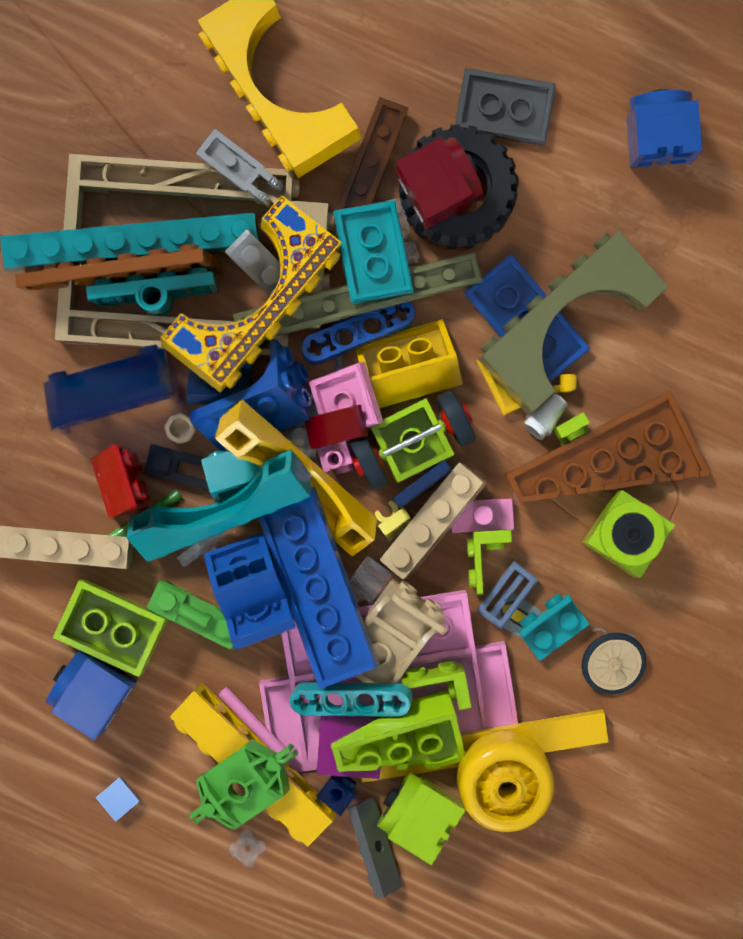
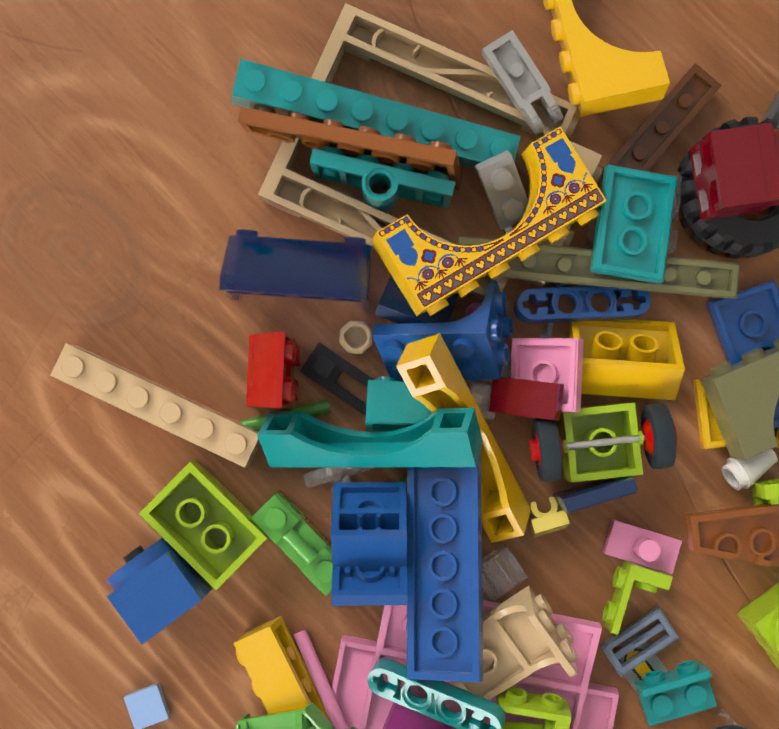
camera: 20 degrees right, 0 degrees up
(337, 457) = (512, 430): bright pink plate -> none
(433, 521) = (592, 537): tan brick -> none

